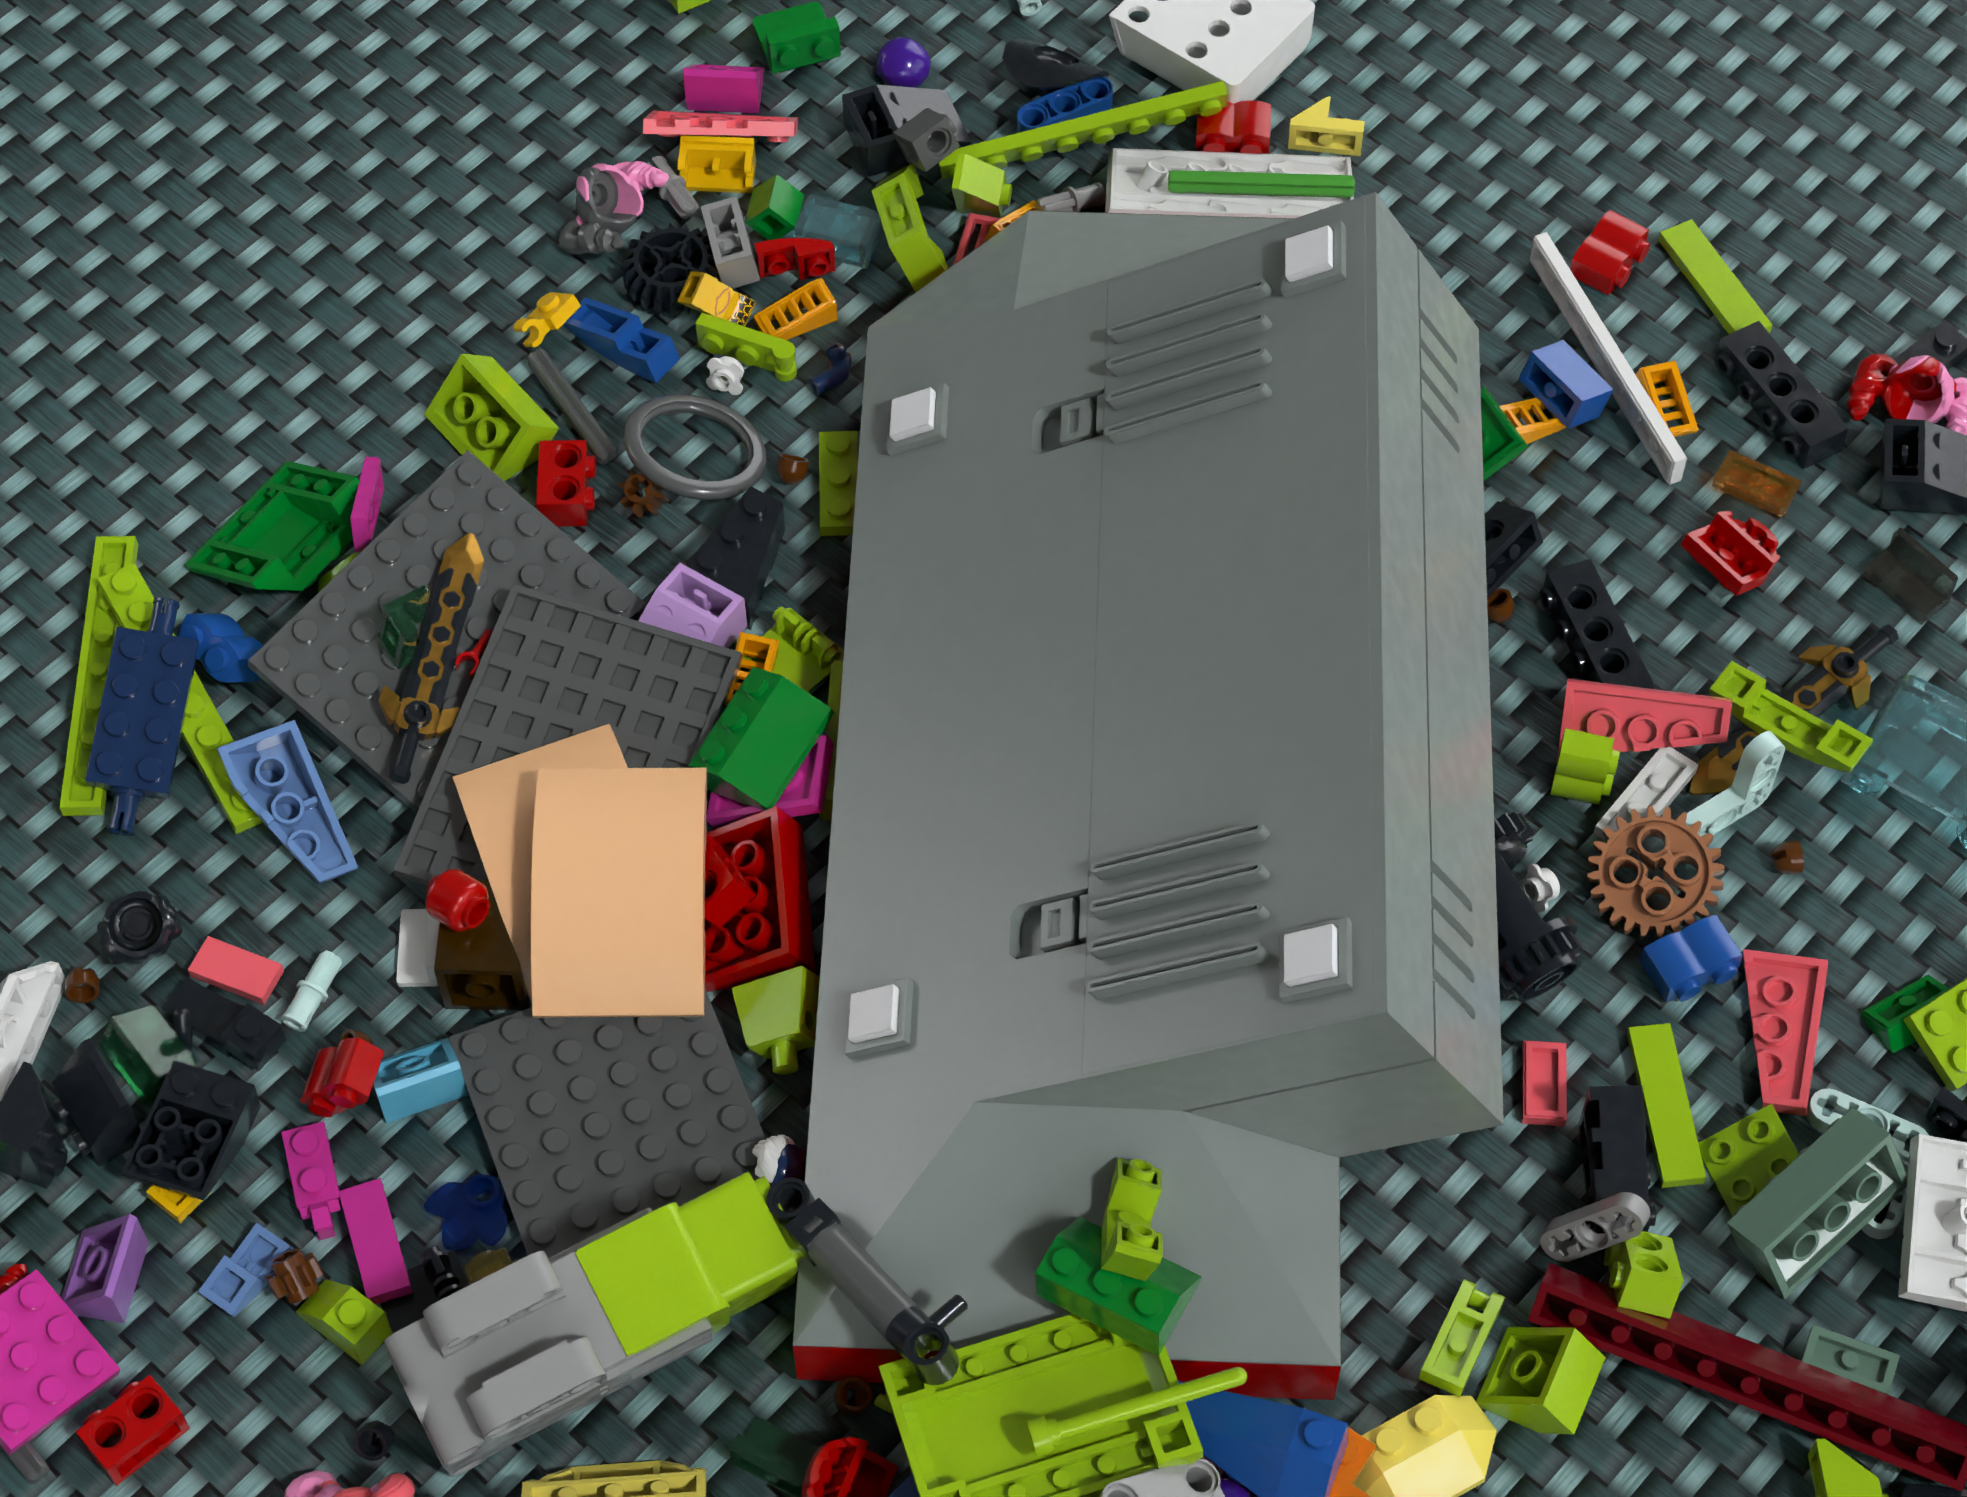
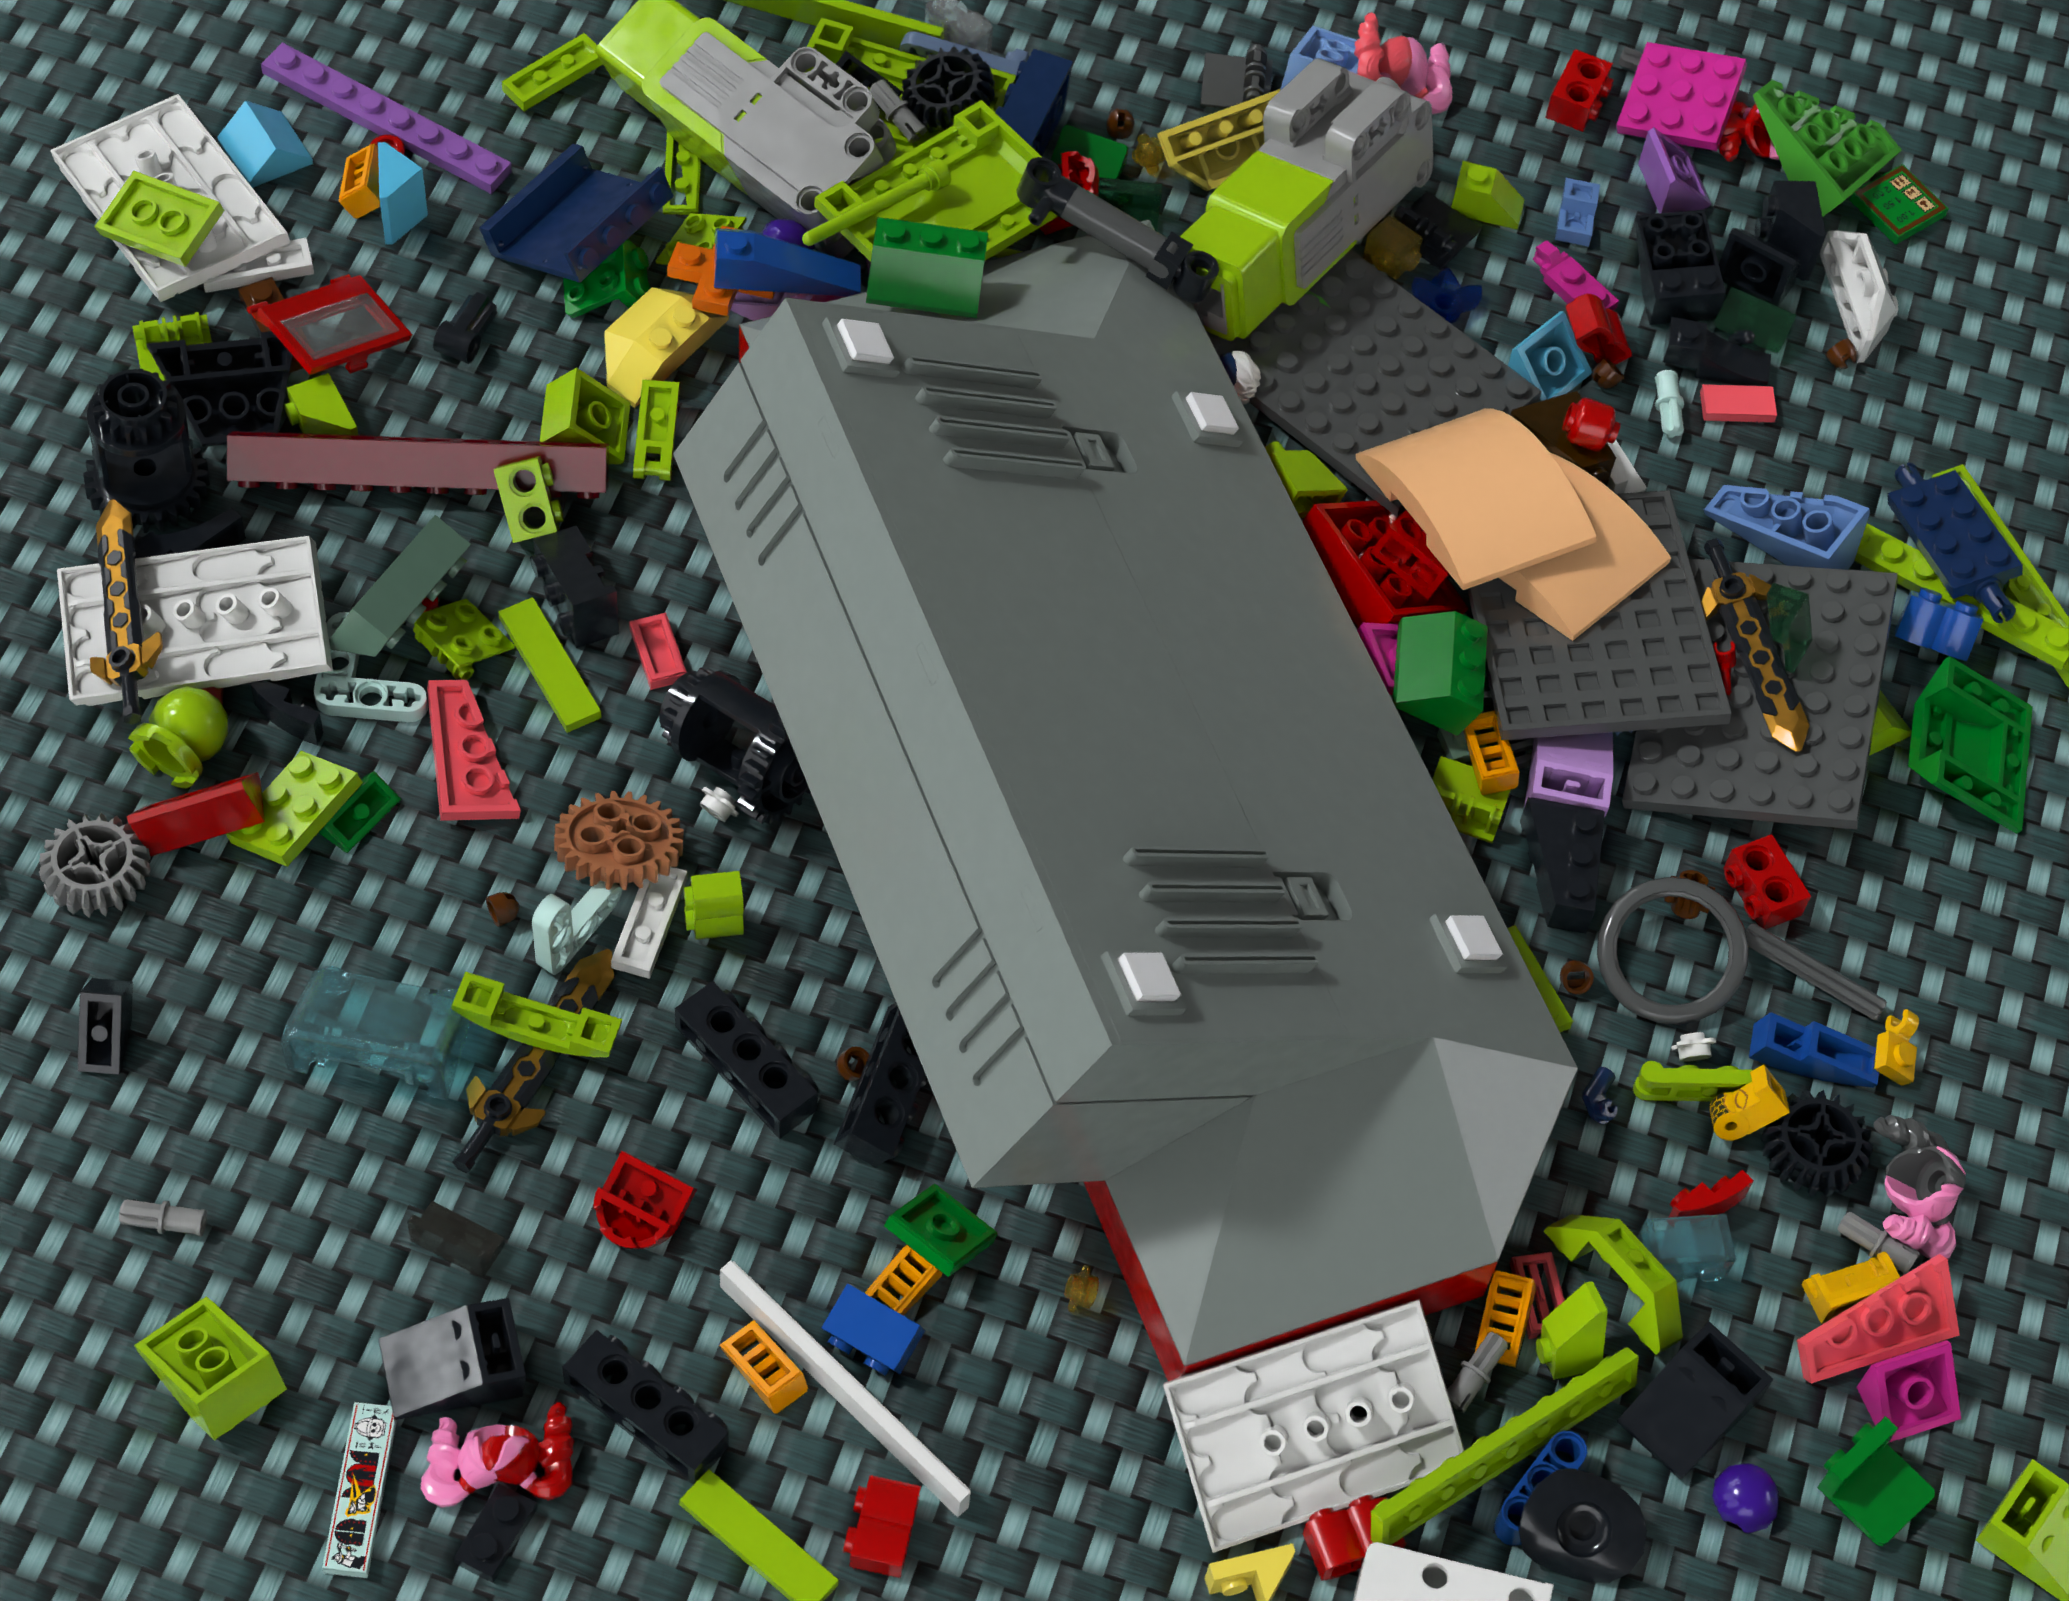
camera: 150 degrees right, 0 degrees up
(138, 928) = (1830, 391): black hair -> none
(294, 1275) = (1539, 207): reddish brown gear -> none
(367, 503) = (1914, 781): dark pink tile -> none
(375, 1241) = (1499, 252): dark pink tile -> none
(490, 416) = (1872, 925): lime slope -> none
(730, 242) = (1781, 1180): light grey brick -> none
(774, 208) = (1762, 1242): green brick -> none
(804, 297) = (1653, 1166): light orange slope -> none
(914, 141) = (1654, 1350): dark grey brick -> none
(1127, 1239) = (926, 259): lime slope -> none
(1261, 184) = (1281, 1409): bright green axle -> none
(1604, 1213) = (577, 512): light grey beam -> none
(1643, 716) = (674, 965): coral wing -> none
(1691, 959) = (563, 780): blue brick -> none
(1756, 483) = (640, 1293): clear orange plate -> none
(1850, 1358) = (343, 509): sand green plate -> none

